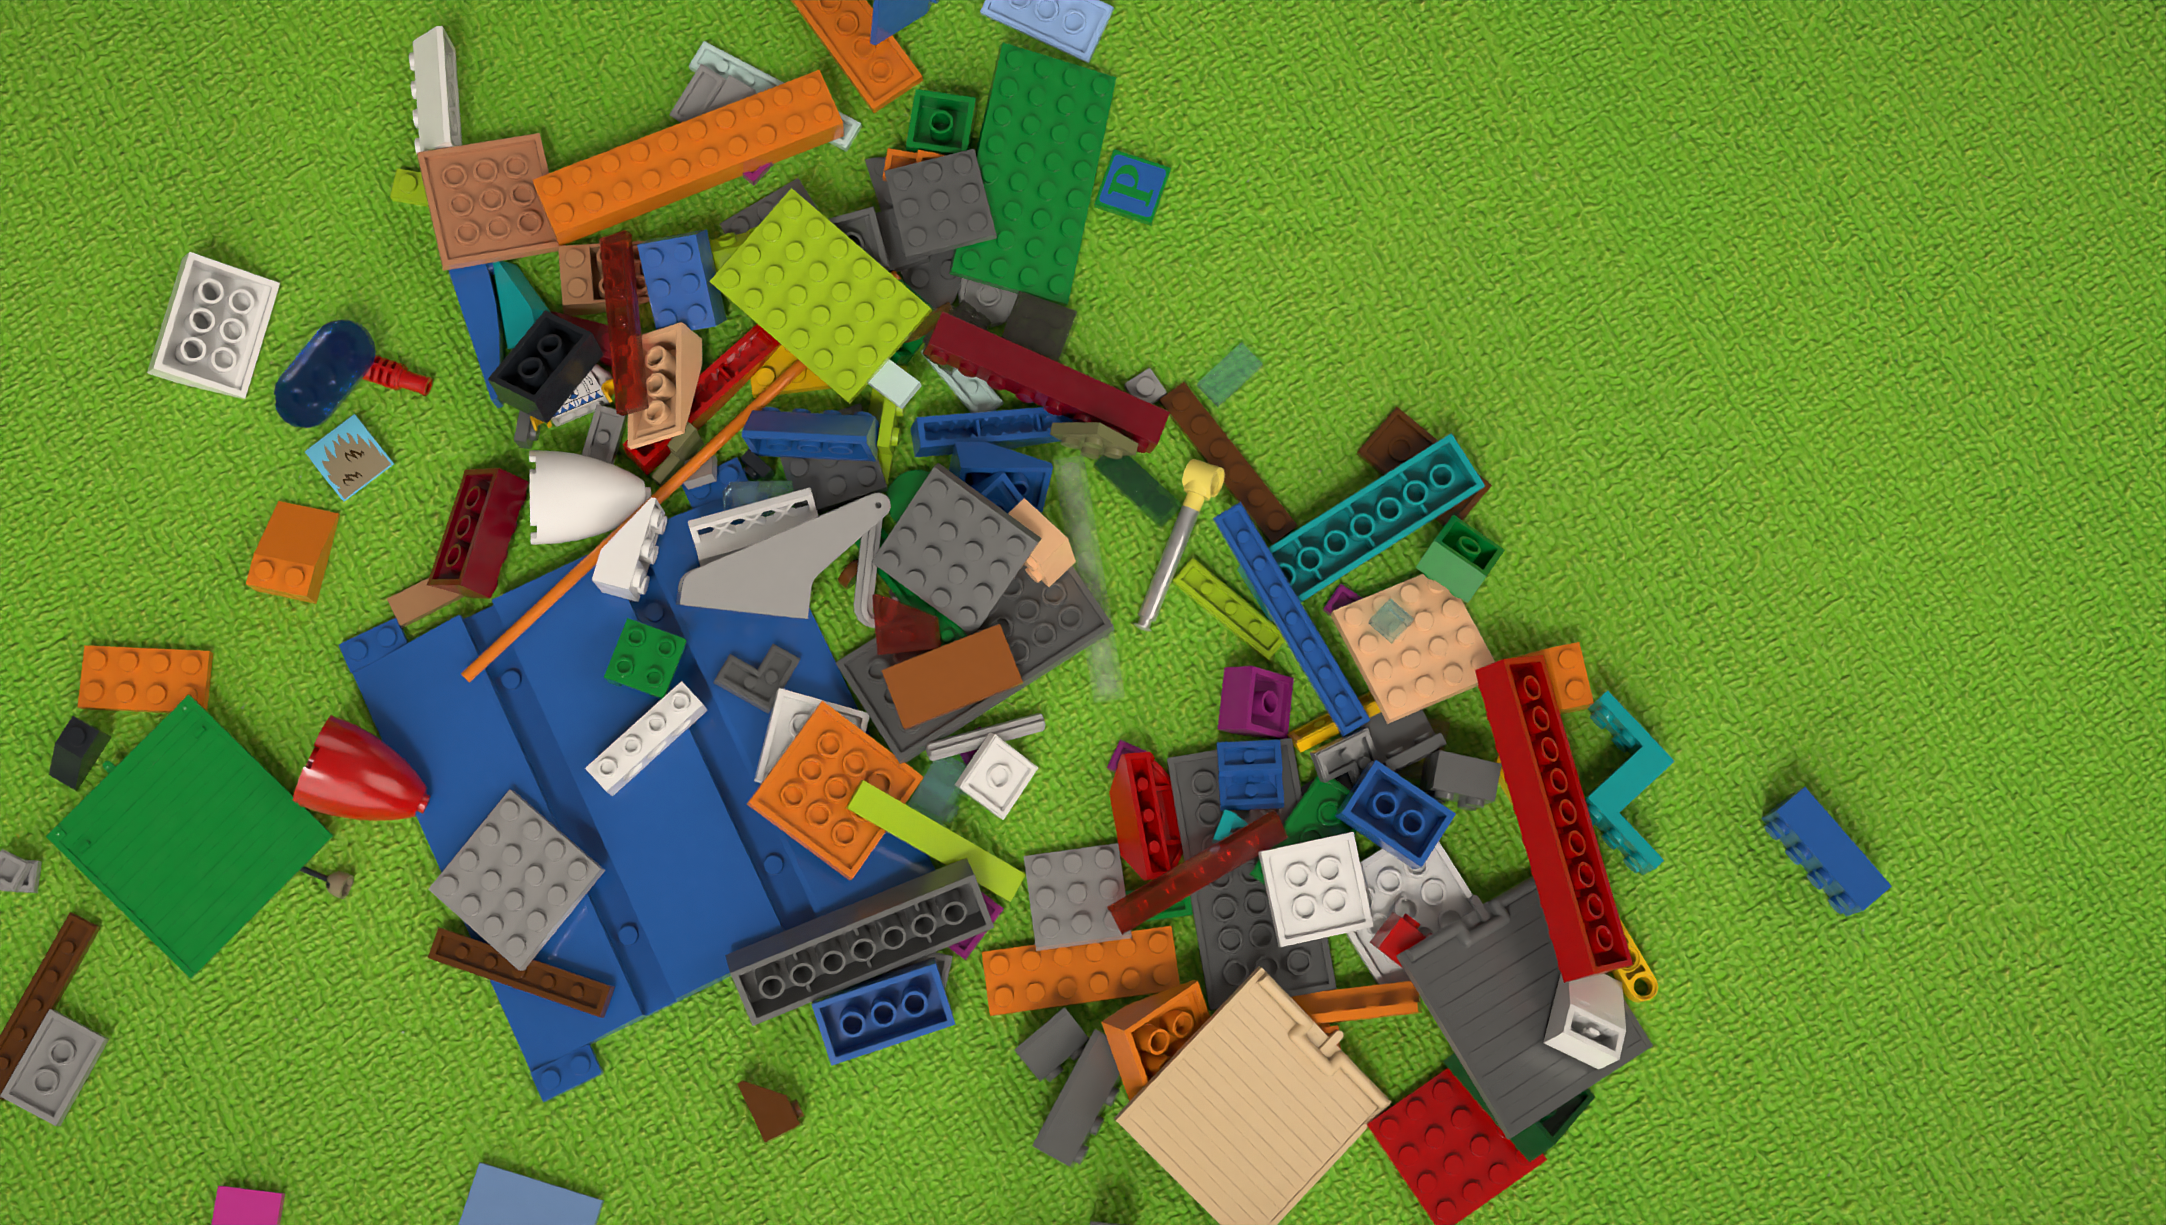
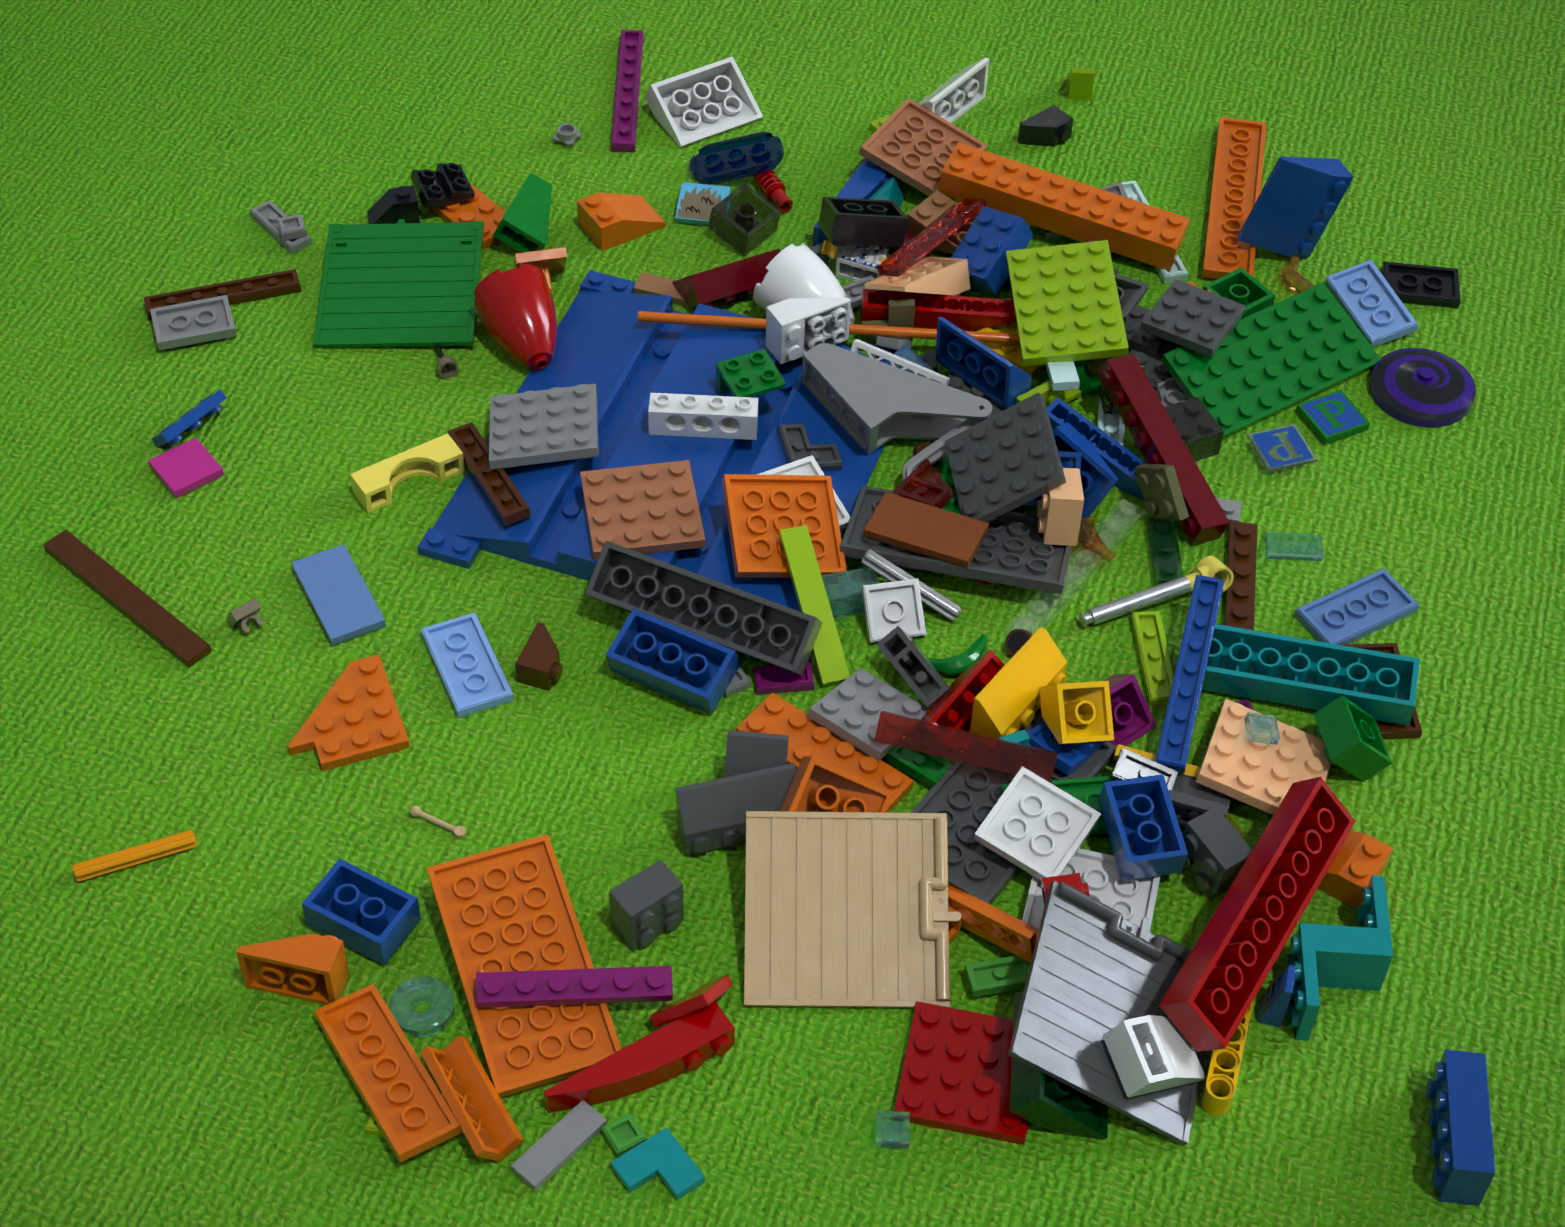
camera: 45 degrees right, 30 degrees down
(93, 683) = (442, 187): none -> black slope
(112, 372) = (627, 91): none -> magenta tile
(116, 488) = (566, 134): none -> light grey plate
(188, 1173) = (190, 419): none -> blue plate
(215, 642) = (527, 218): none -> green slope
(296, 690) = (546, 260): none -> orange tile
(418, 450) = (744, 219): none -> clear smoke brick
(434, 1075) = (433, 459): none -> light yellow arch
(561, 46) = (1046, 128): none -> black slope
(698, 886) = (643, 508): none -> nougat plate
(713, 1170) = (467, 665): none -> light blue tile
(961, 42) = (1293, 278): none -> clear orange piece
(1071, 819) = (913, 666): none -> dark grey slope
(1079, 542) = (1091, 540): none -> clear orange piece
(1095, 765) = (958, 664): none -> green piece
(1121, 704) = (1016, 640): none -> black tile
(1128, 272) = (1281, 448): none -> piece
(1173, 76) = (1422, 387): none -> dish
(1183, 772) = (1014, 692): none -> yellow slope
(1247, 751) = (1078, 711): none -> yellow slope
(1336, 398) = (1357, 609): none -> medium blue tile
(1401, 1042) = (996, 975): none -> bright green plate
(1616, 862) = (1276, 998): none -> blue slope

